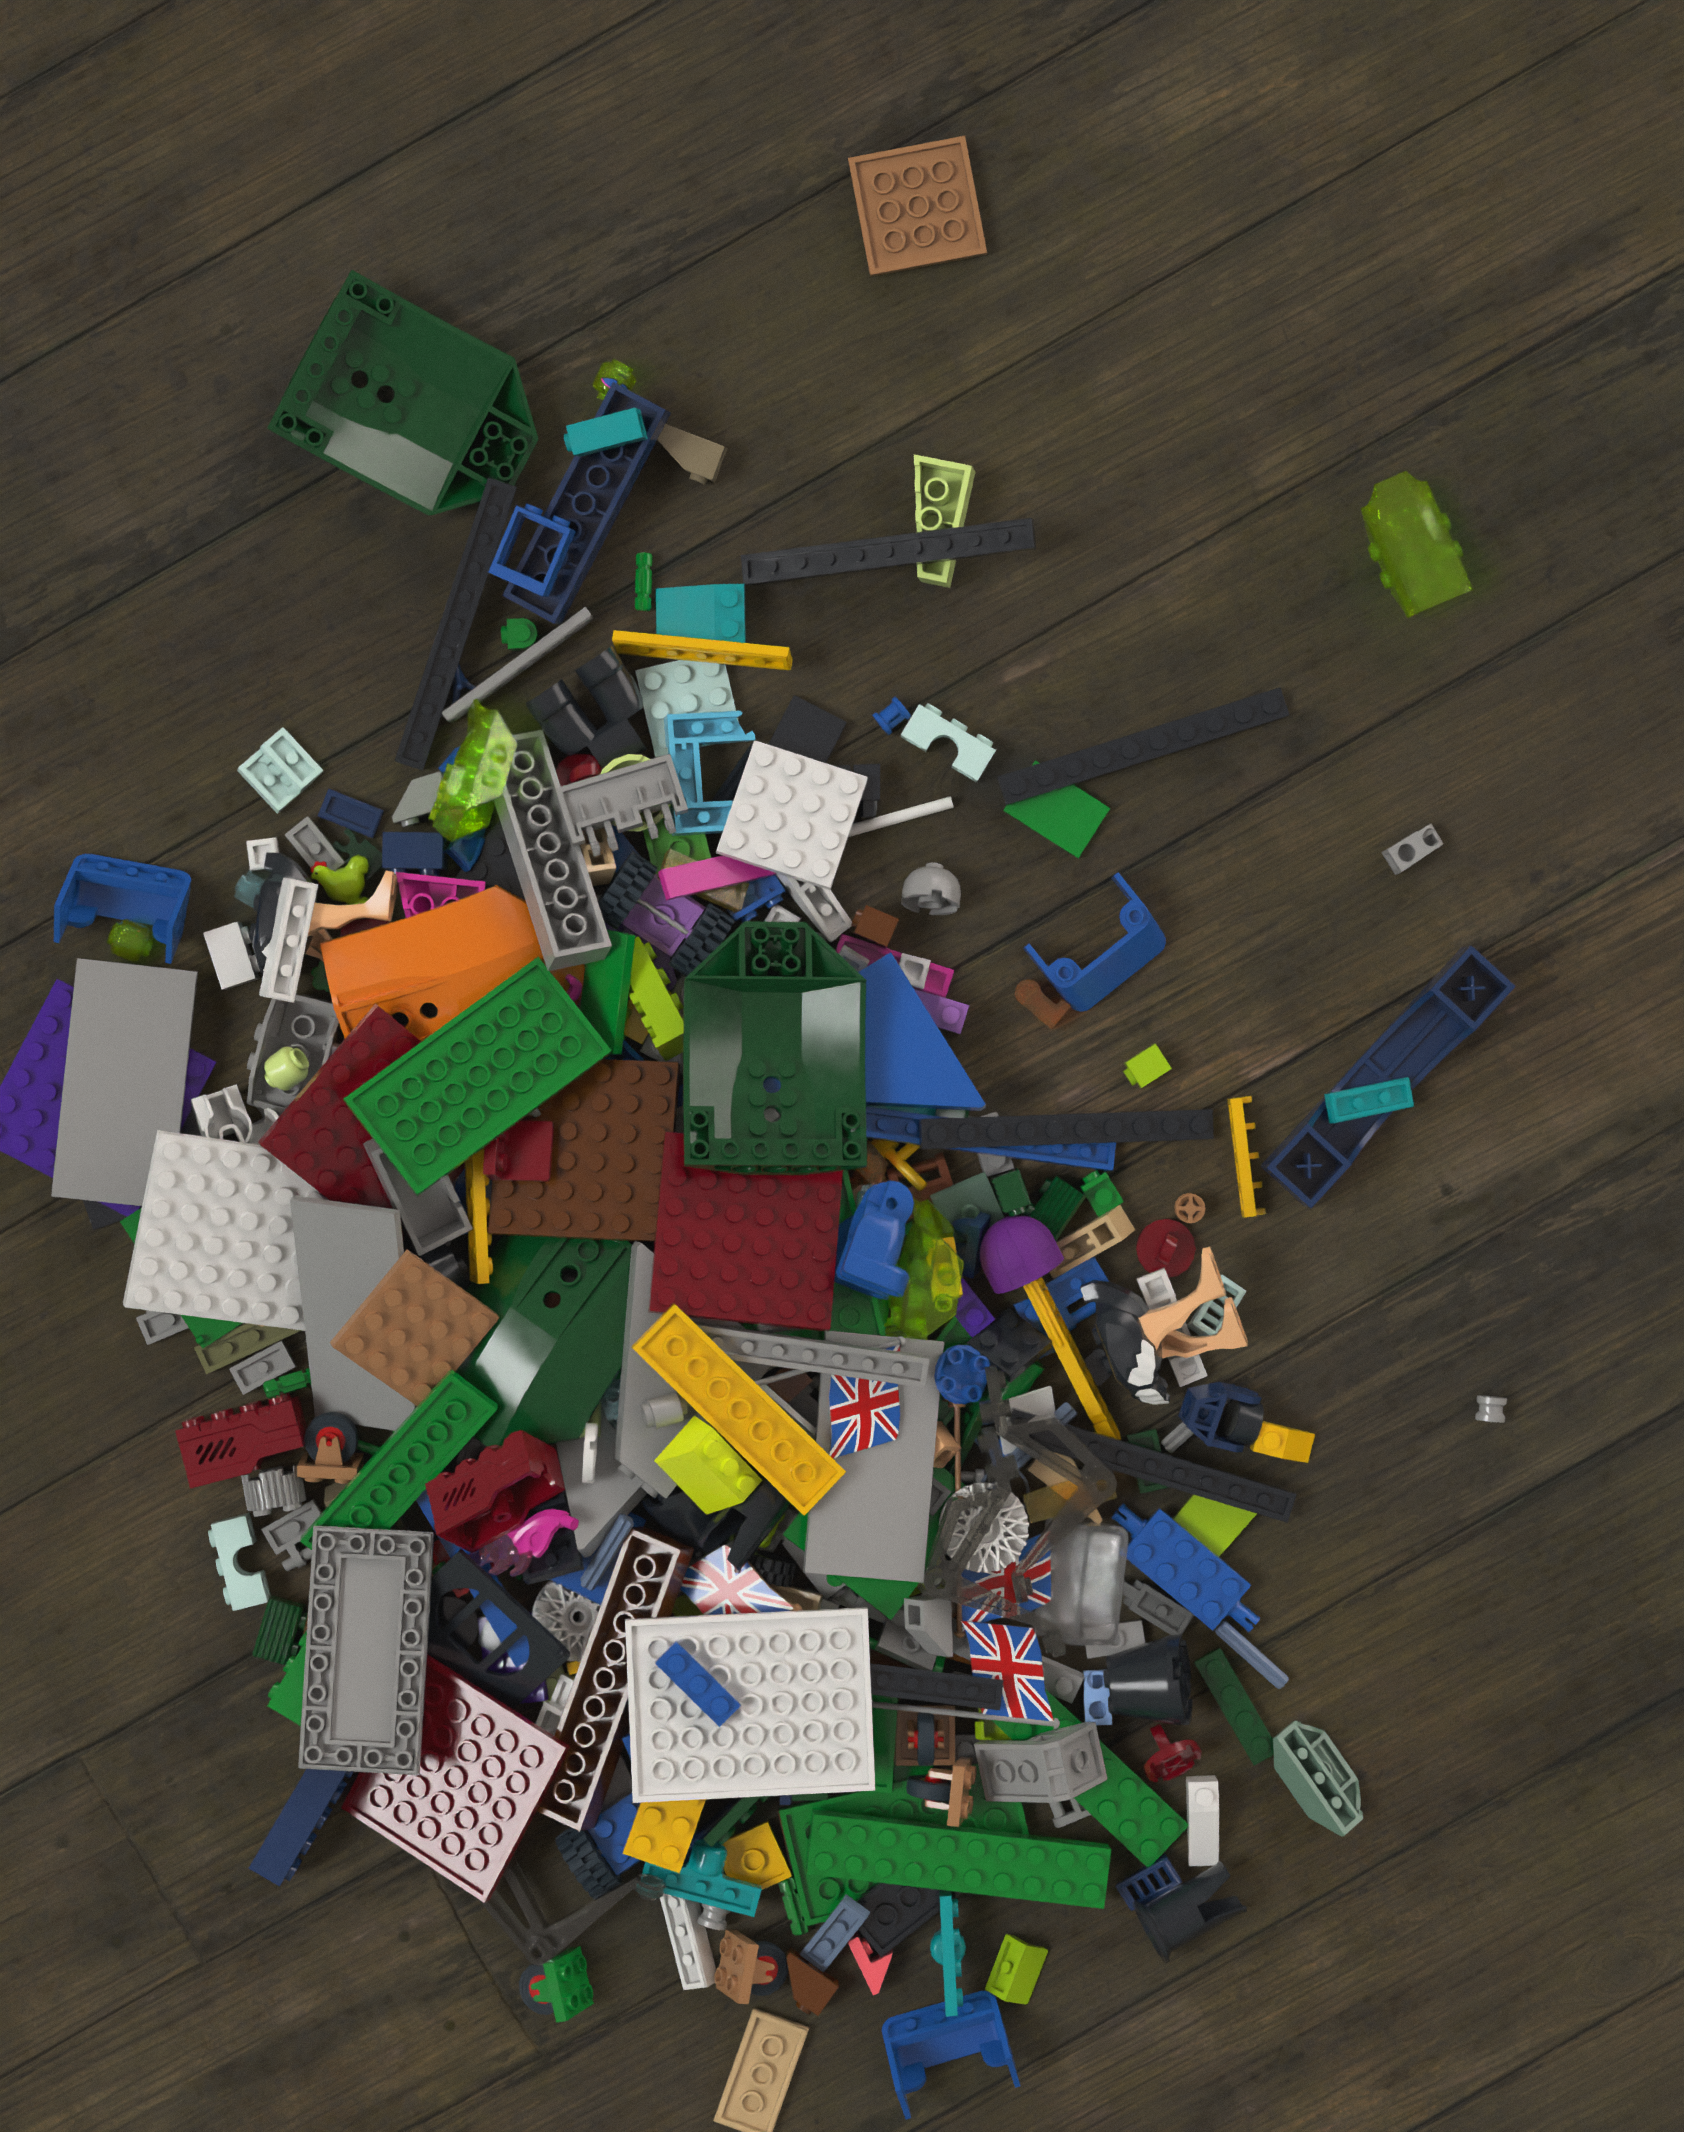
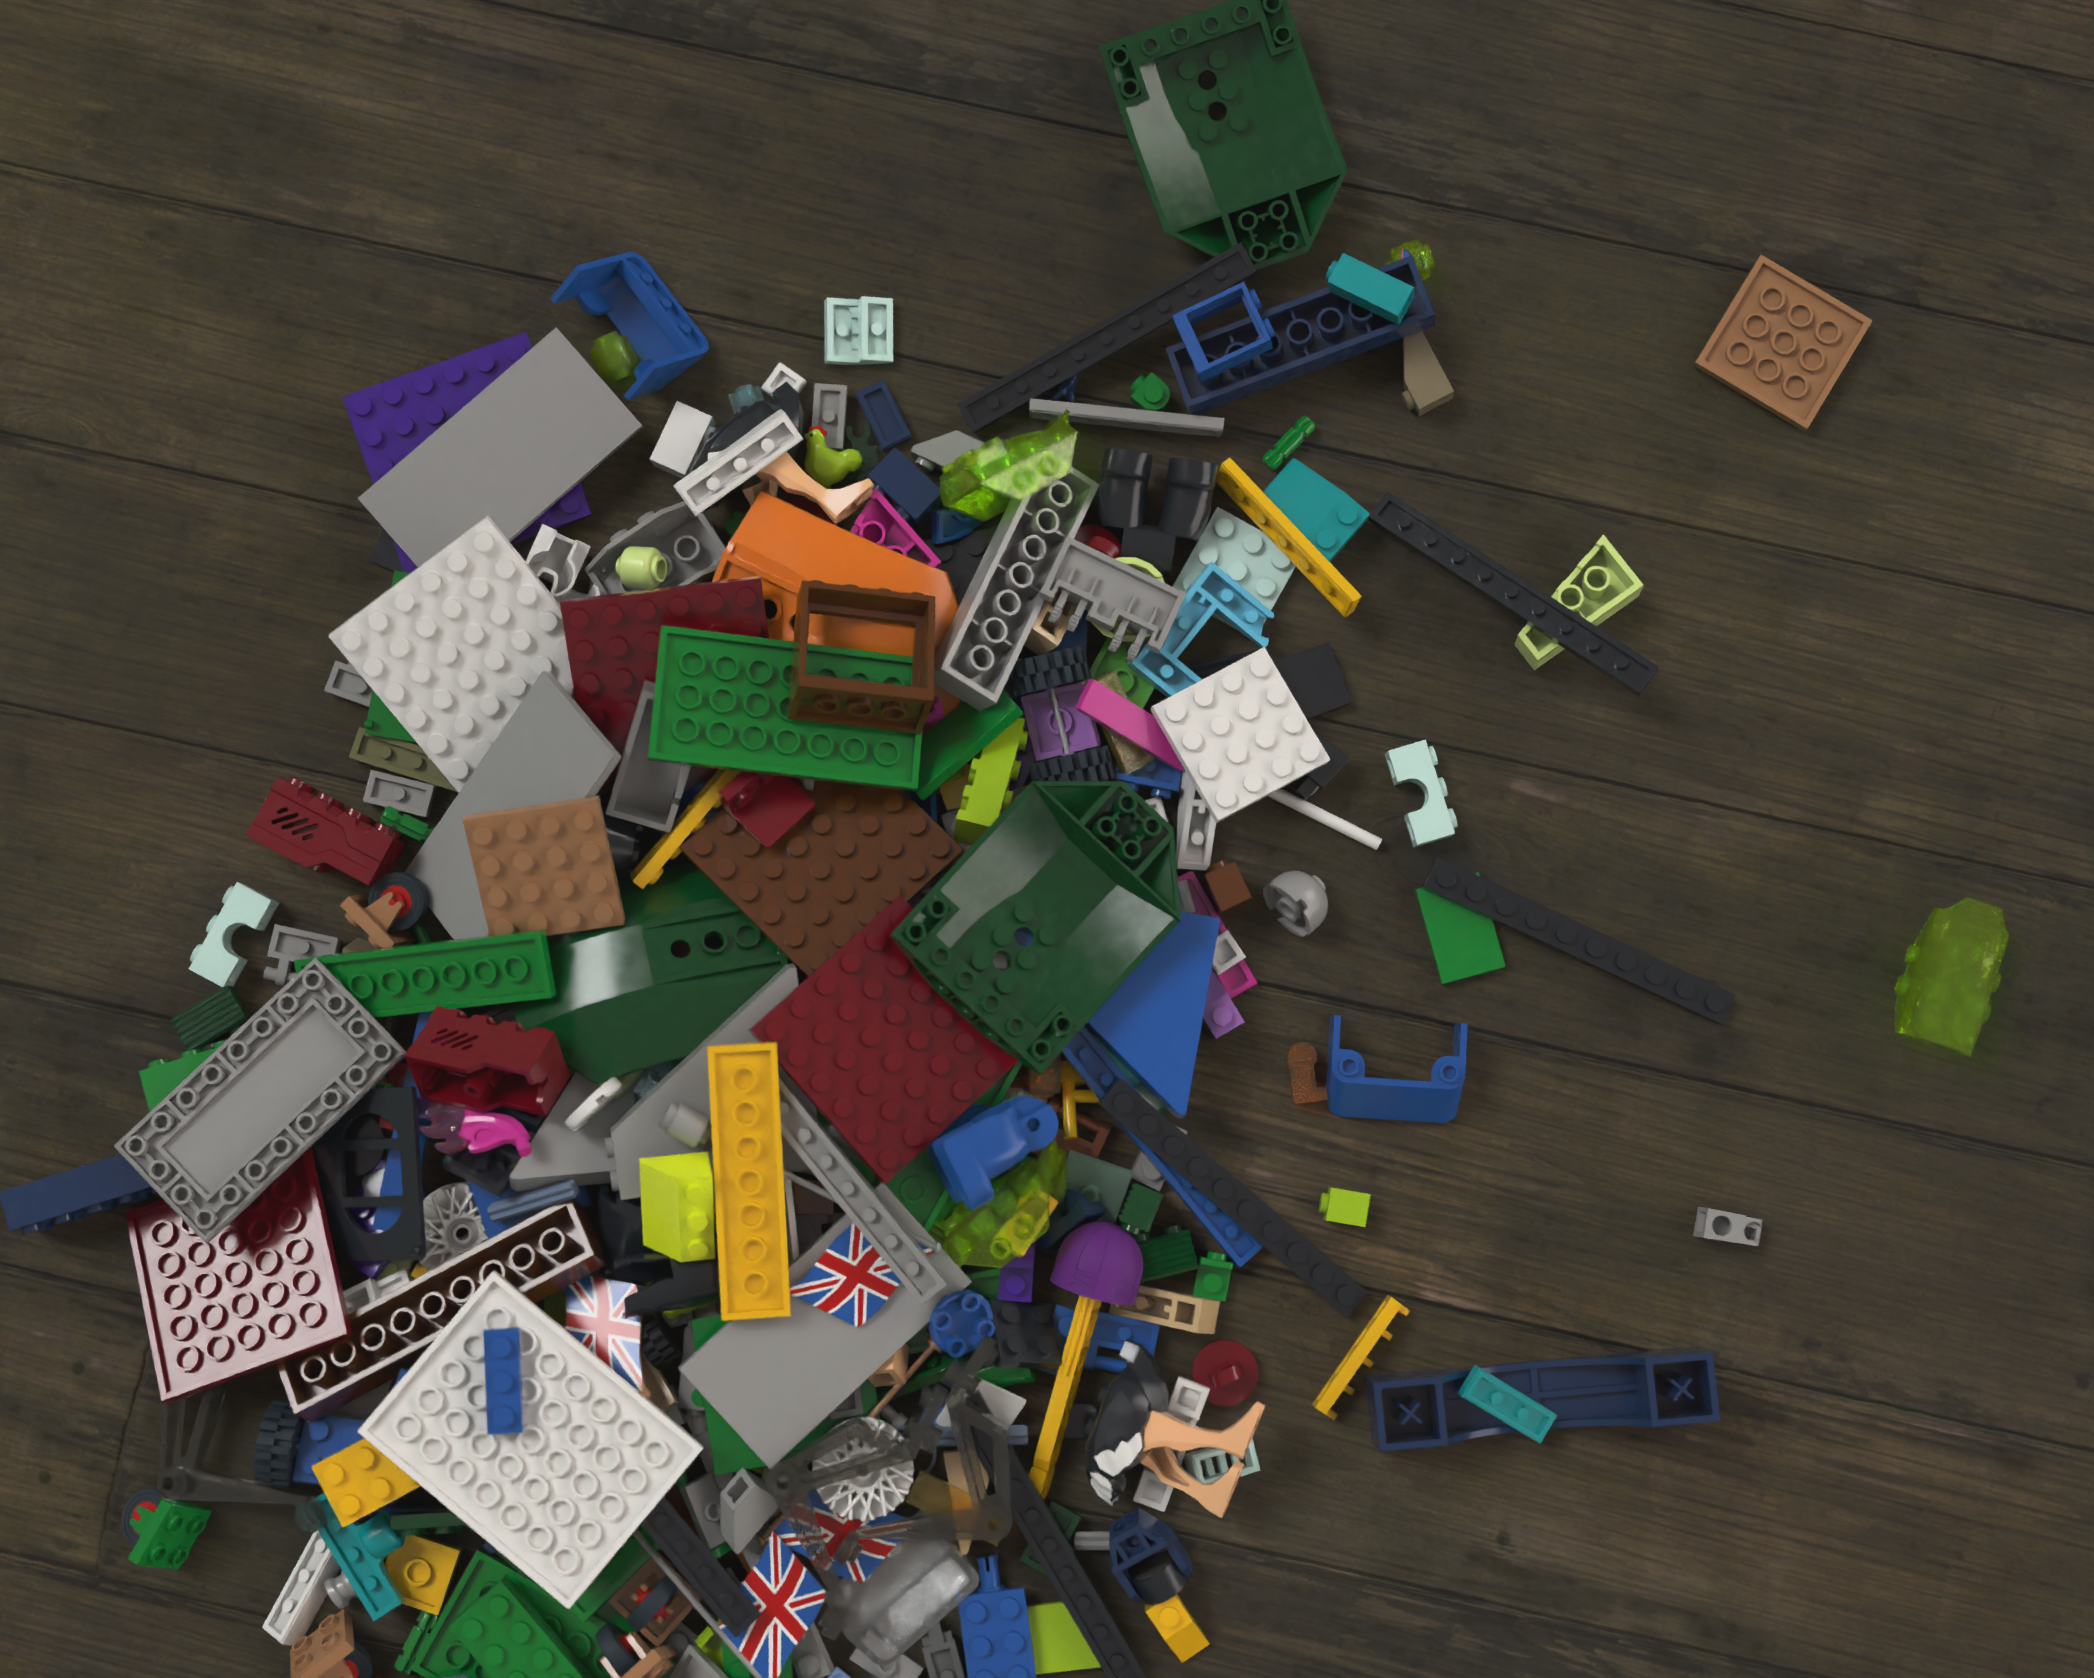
camera: 45 degrees right, 5 degrees down
(272, 1490) = (313, 899): light grey brick -> none
(522, 1029) = (856, 701): none -> reddish brown windscreen
(891, 715) = (1393, 730): blue bush -> none
(1192, 1211) = (1279, 1361): medium nougat wheel -> none

